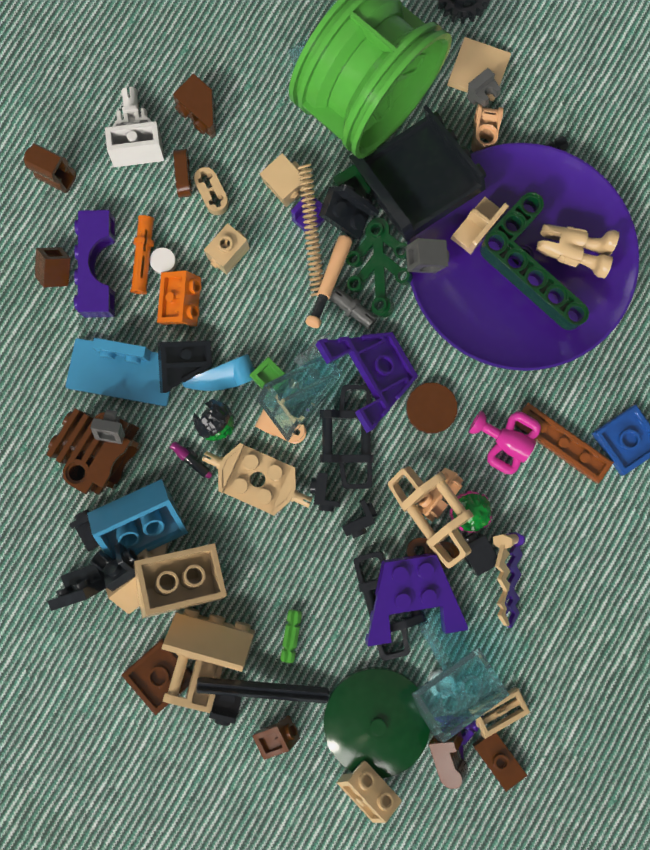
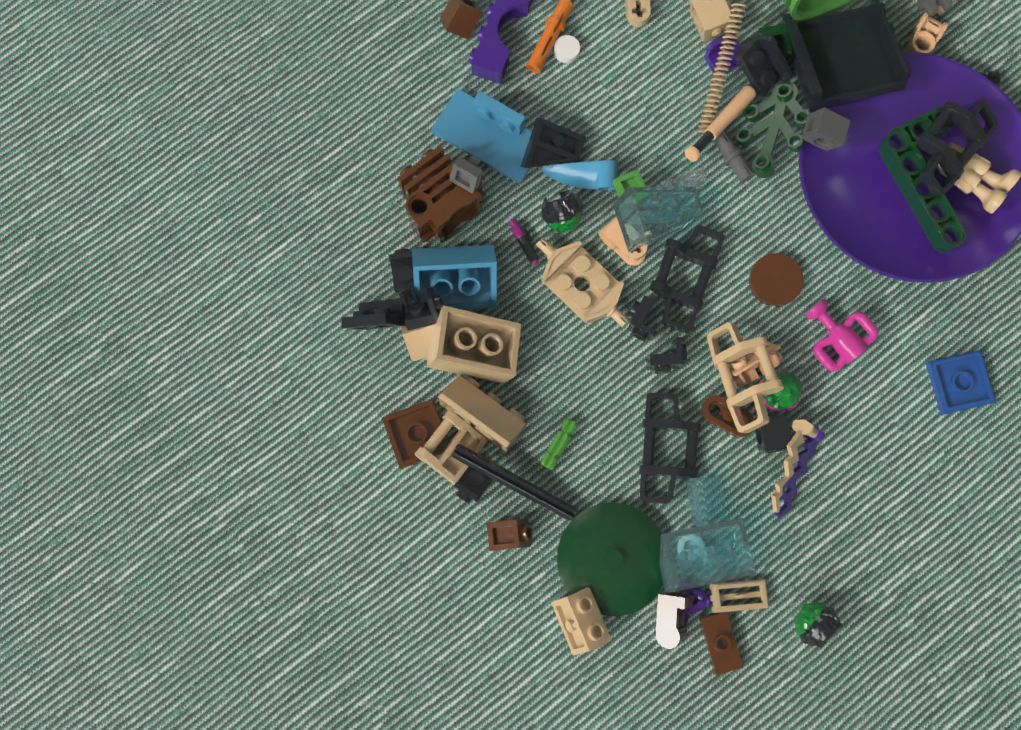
camera: 20 degrees right, 5 degrees down
(179, 298) = (570, 87): orange bracket -> none
(227, 249) = (633, 58): tan head -> none
(380, 365) = (742, 220): dark purple wing -> none
(409, 586) = (697, 436): dark purple wing -> none
(478, 224) = (884, 119): tan panel -> none
(541, 243) = (941, 151): none -> black bar
(567, 445) = (897, 365): dark orange tile -> none
(578, 713) = (816, 623): none -> black piece

